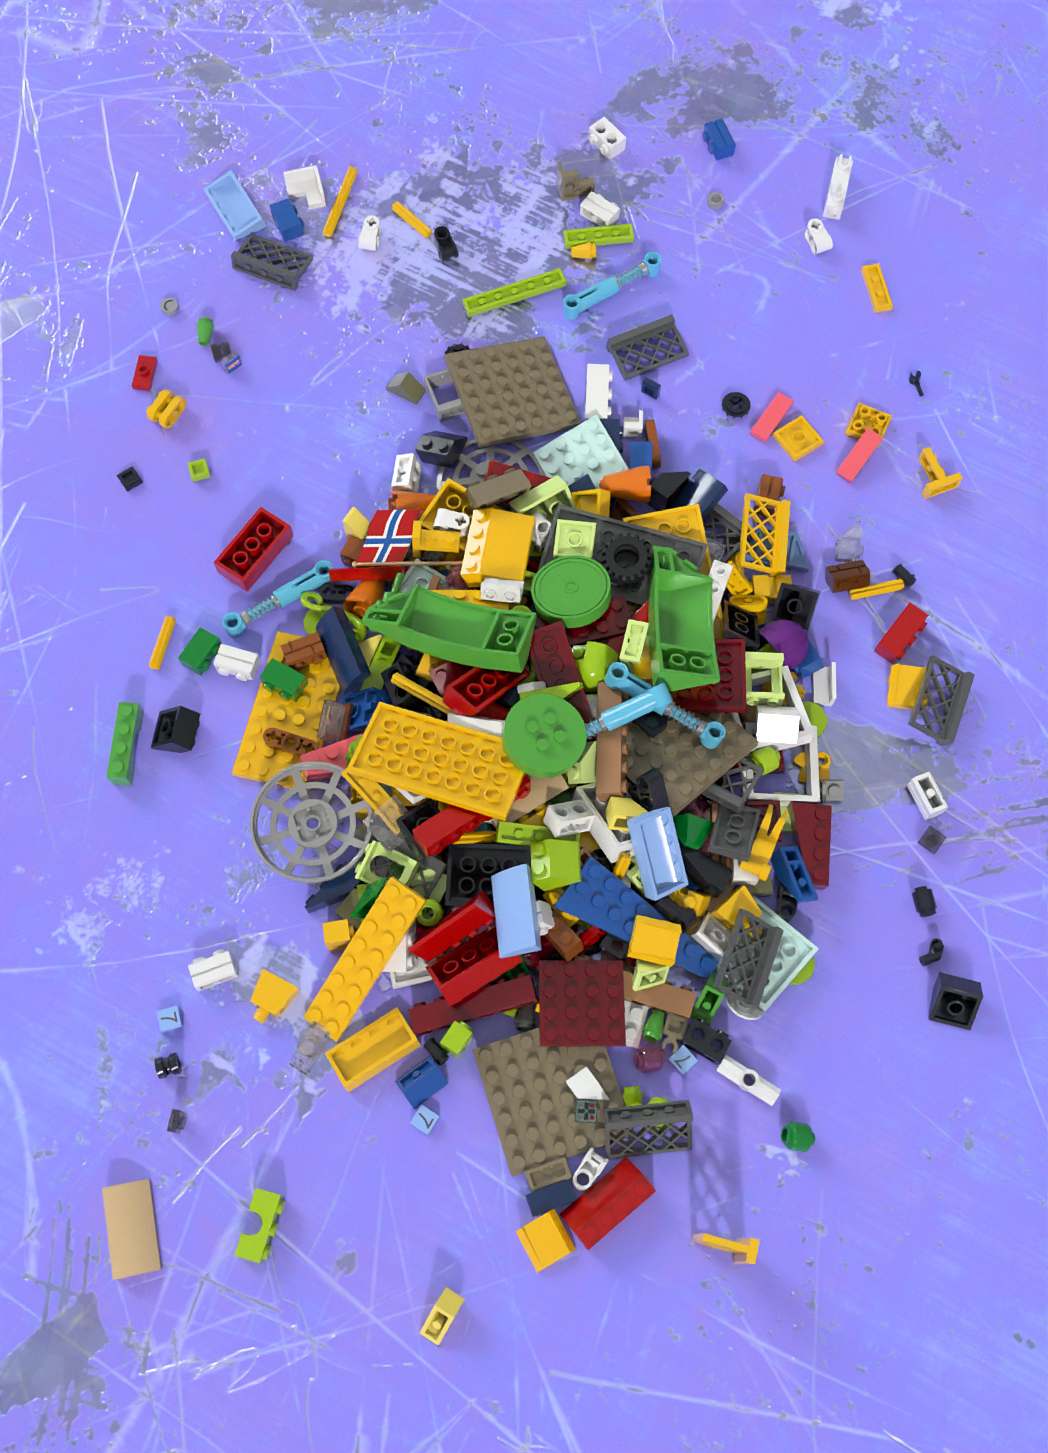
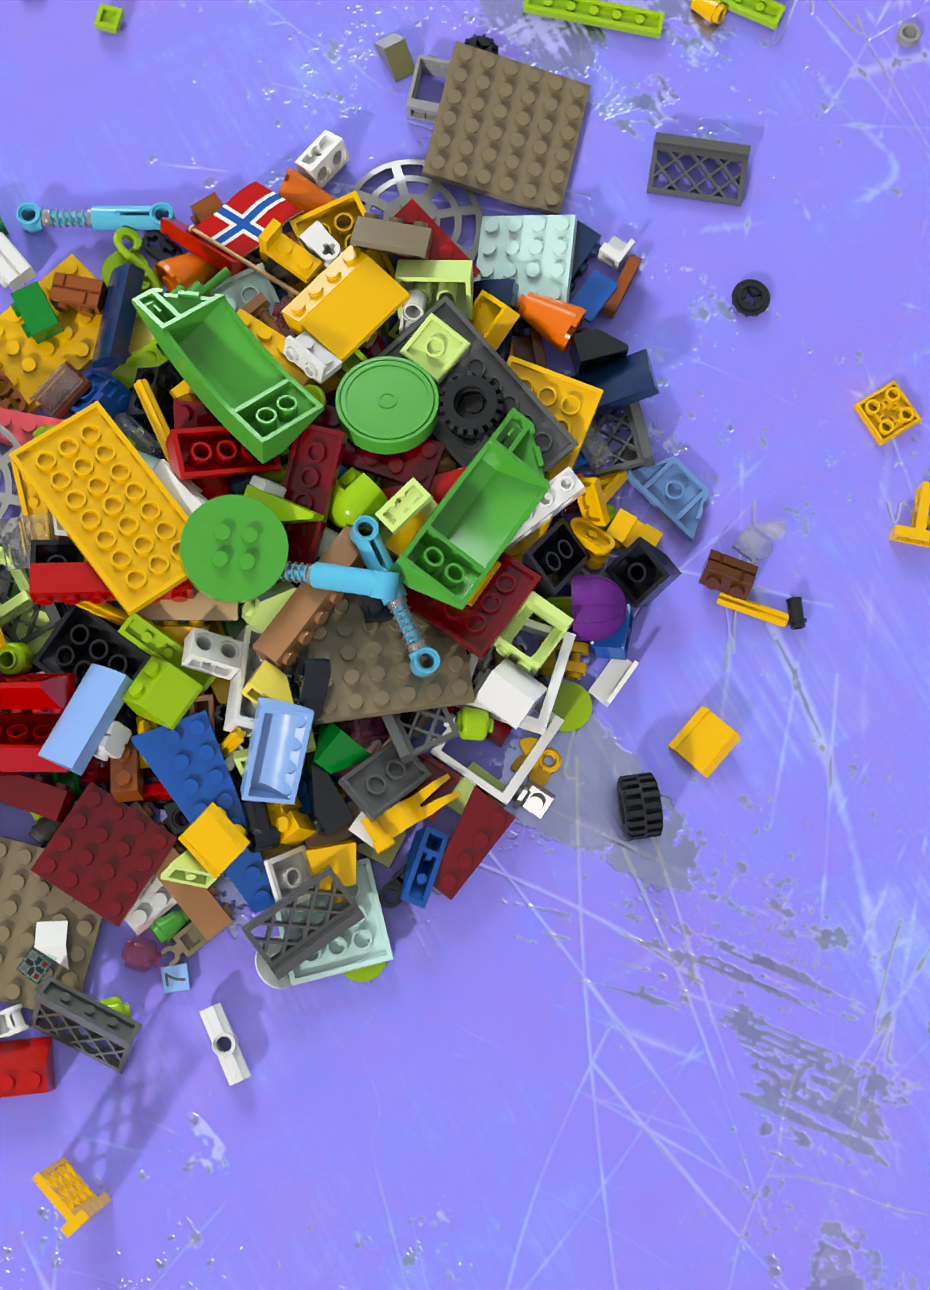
camera: 30 degrees right, 10 degrees up
(253, 549) = (104, 145): red brick -> none
(356, 524) = (226, 181): light yellow slope -> none
(440, 448) = (383, 149): black slope -> none
(577, 303) = (707, 69): medium azure piece -> none
(598, 391) = (599, 189): white wedge -> none
(632, 1095) = (97, 982): lime cone -> none
(650, 388) = (666, 220): dark blue tile -> none
(703, 1046) = (204, 979): black brick -> none
(708, 1000) = (235, 941): bright green slope -> none
(769, 488) = (708, 427): dark orange brick -> none
(771, 417) = (781, 337): coral tile -> none
(778, 539) = (679, 482): yellow fence -> none
(797, 1136) = (234, 1133): green head -> none
(798, 438) = (793, 380): yellow tile -> none
(859, 455) = (847, 443): coral tile -> none
(902, 633) = (742, 677): red brick -> none
(902, 749) = (640, 806): none -> black tyre
(924, 901) = (547, 982): black brick -> none
(927, 795) = (633, 873): white brick -> none
(932, 840) = (605, 923): clear smoke plate -> none
(934, 954) = (518, 1043): black arm -> none
(953, 707) = (741, 793): dark grey fence -> none
(955, 1001) = (501, 1107): black slope -> none

